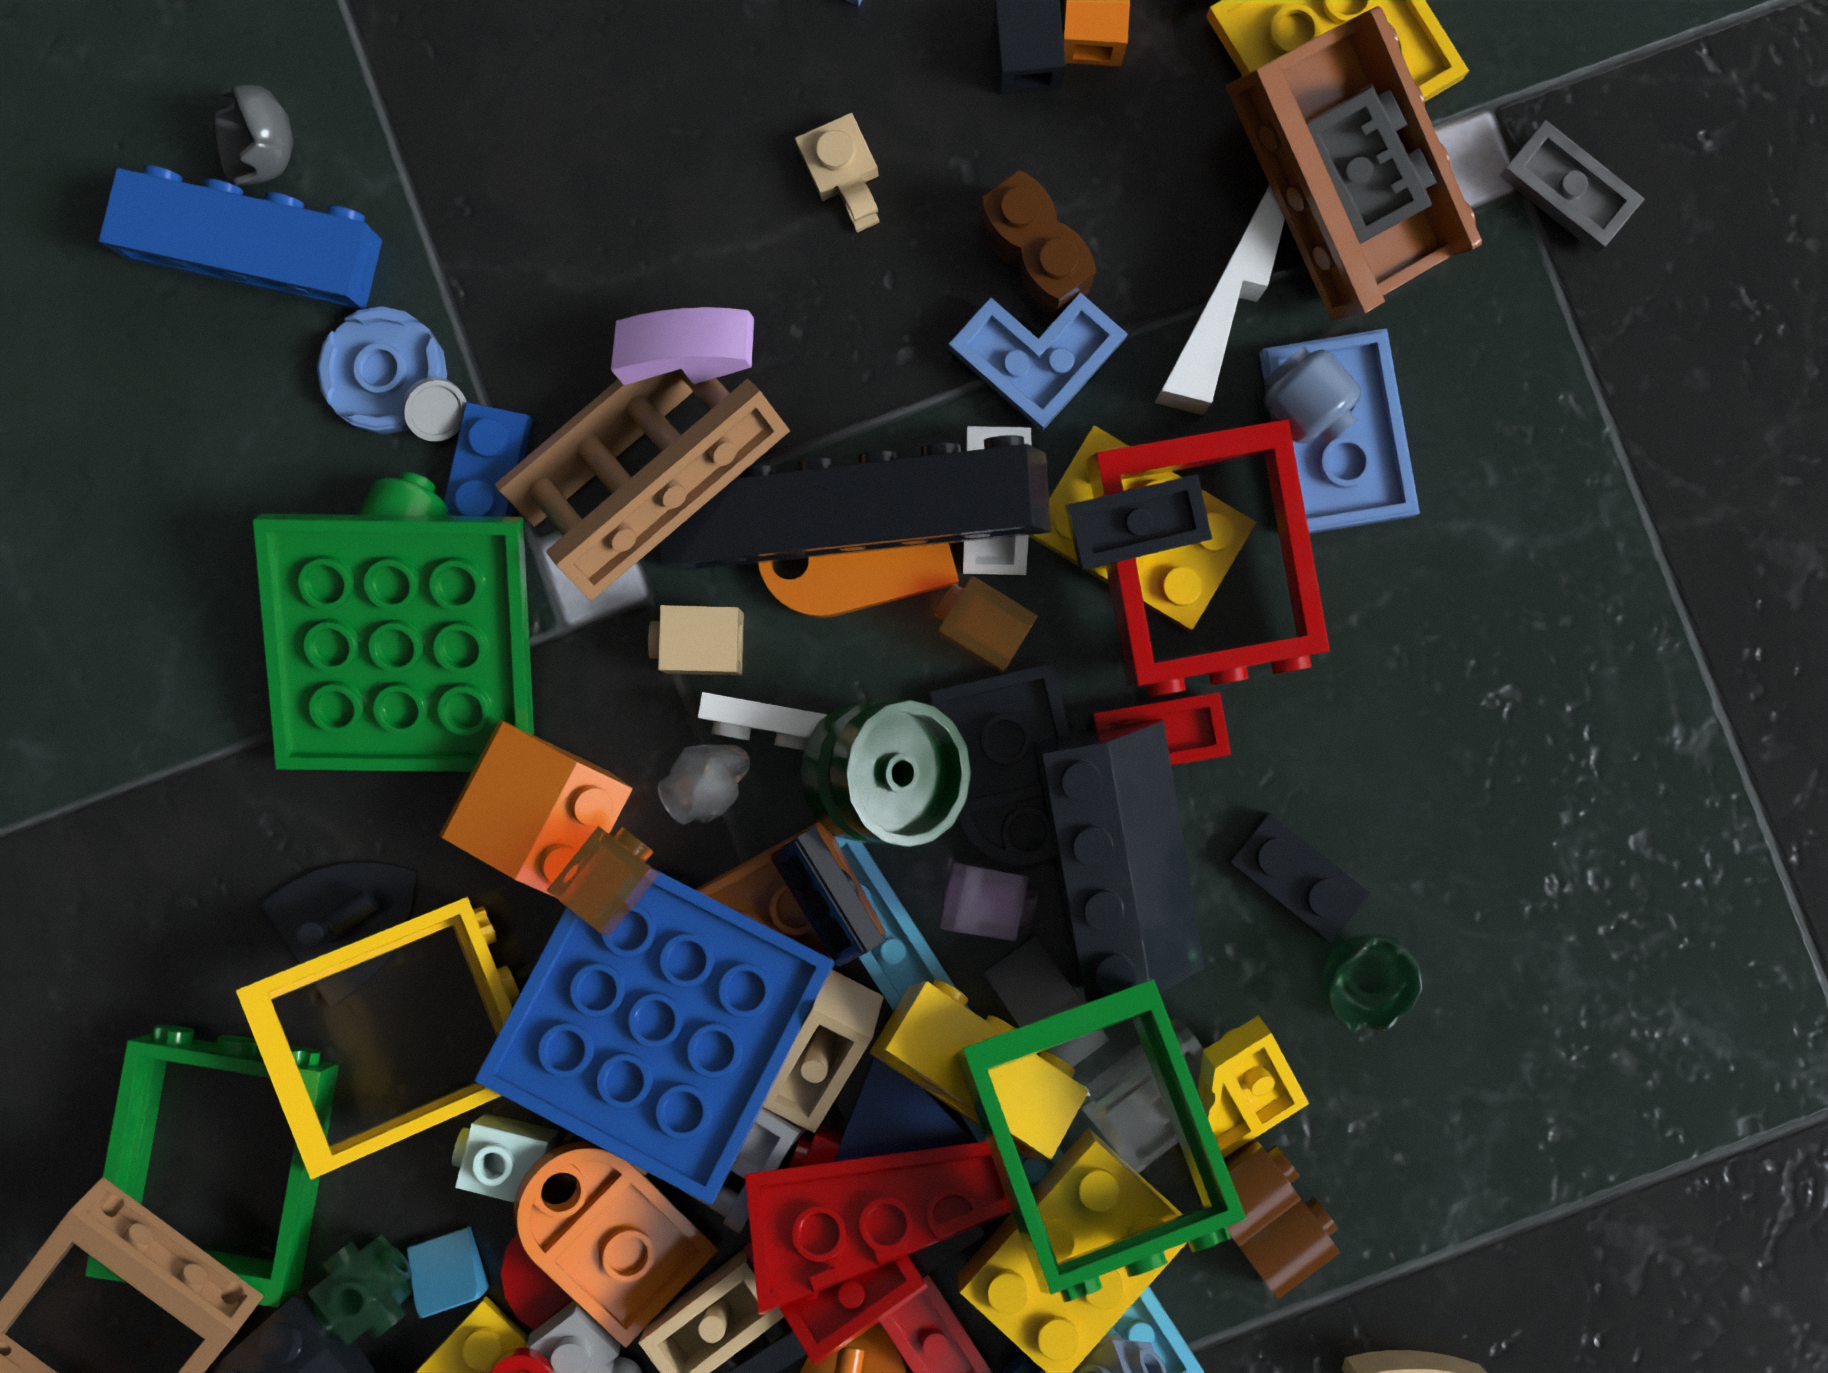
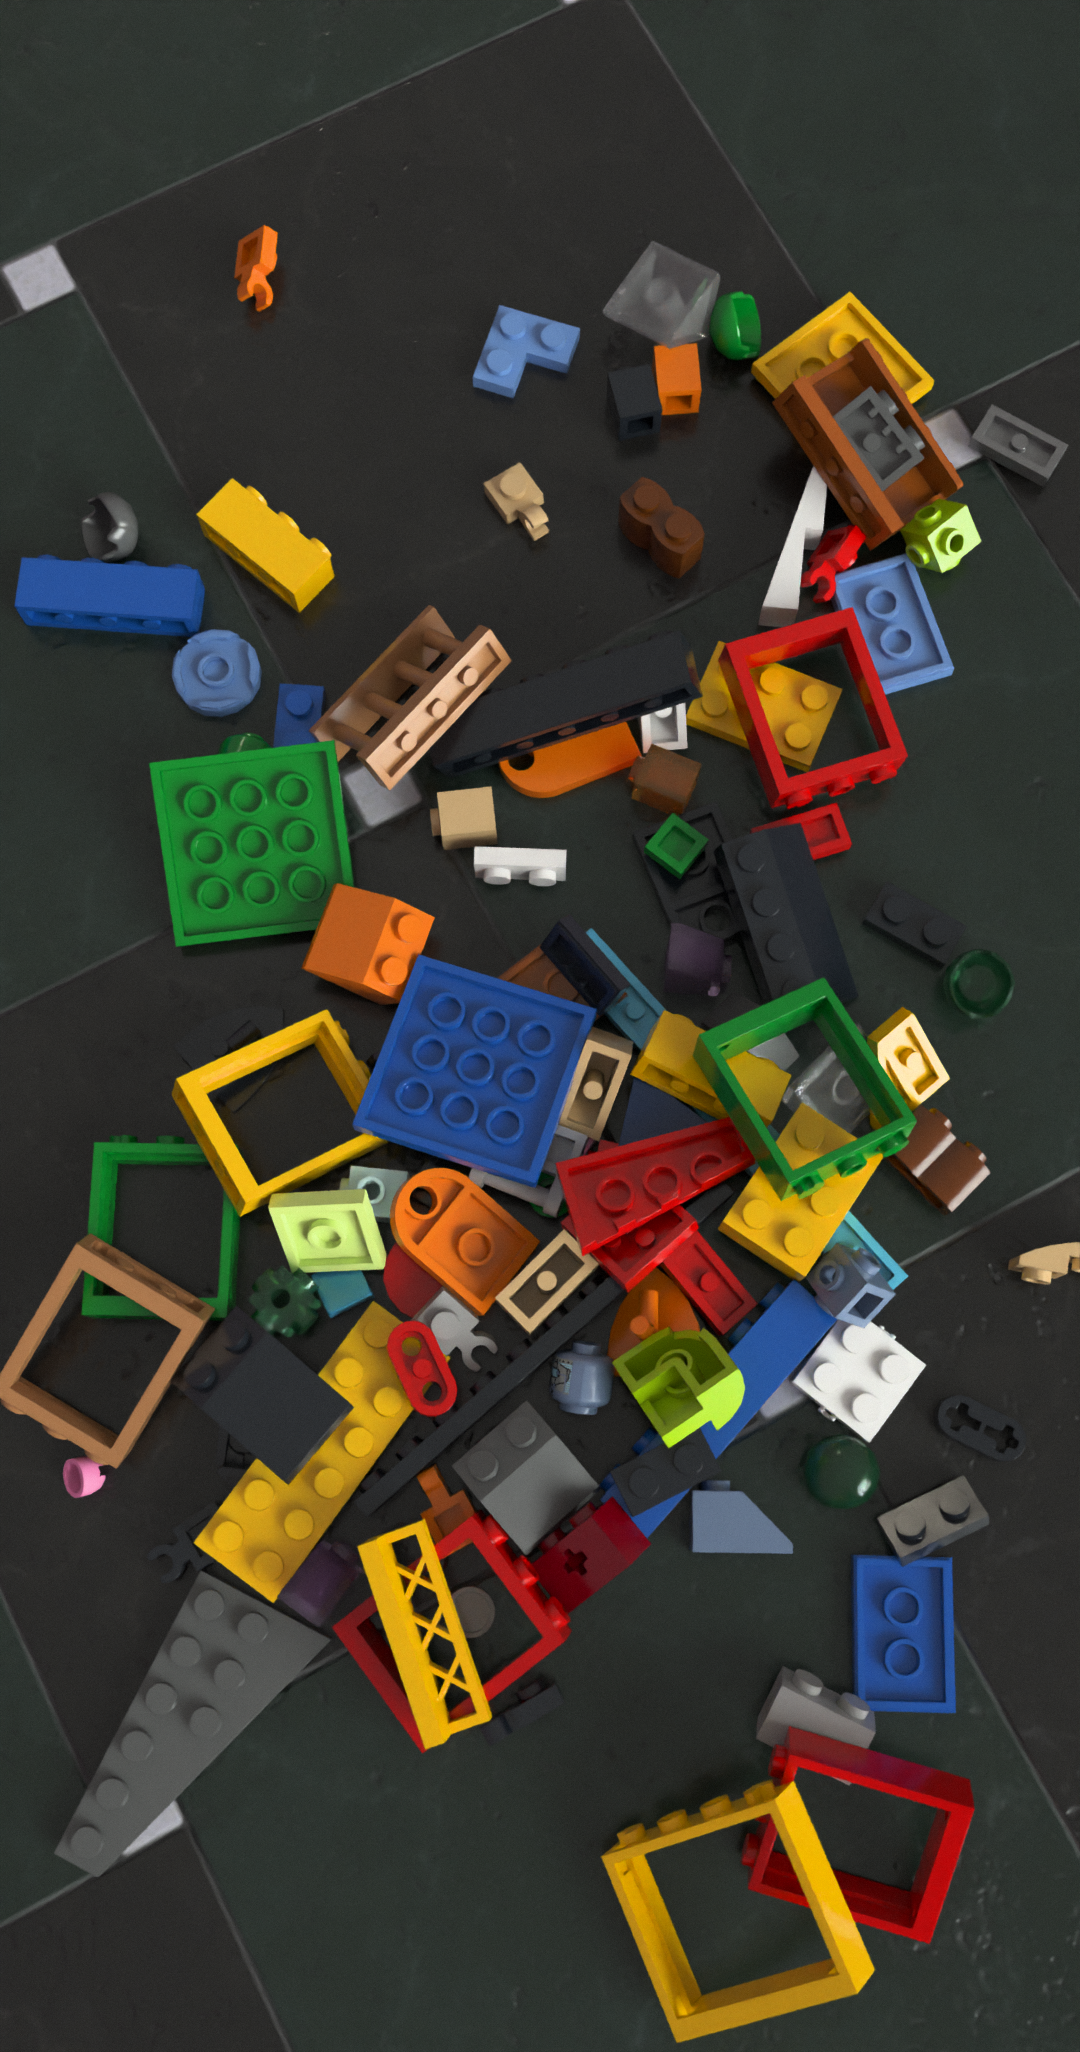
camera: 10 degrees left, 10 degrees down
(427, 1209) = (328, 1230): none -> yellowish green plate
(433, 408) = (257, 691): light grey piece -> none
(473, 188) = (266, 544): none -> yellow brick
(605, 878) = (427, 970): clear orange brick -> none
(697, 340) = (441, 611): lavender slope -> none
(703, 782) = (483, 912): clear rock -> none
(886, 772) = (612, 879): dark green wheel -> none
(988, 727) = (676, 845): none -> green plate
(1034, 372) = (675, 608): medium blue plate -> none
(1138, 522) = (761, 683): black plate -> none
(1273, 322) = (833, 554): none -> red plate
(1313, 395) = (868, 592): sand blue head -> none
(1434, 315) = (940, 535): none -> lime brick

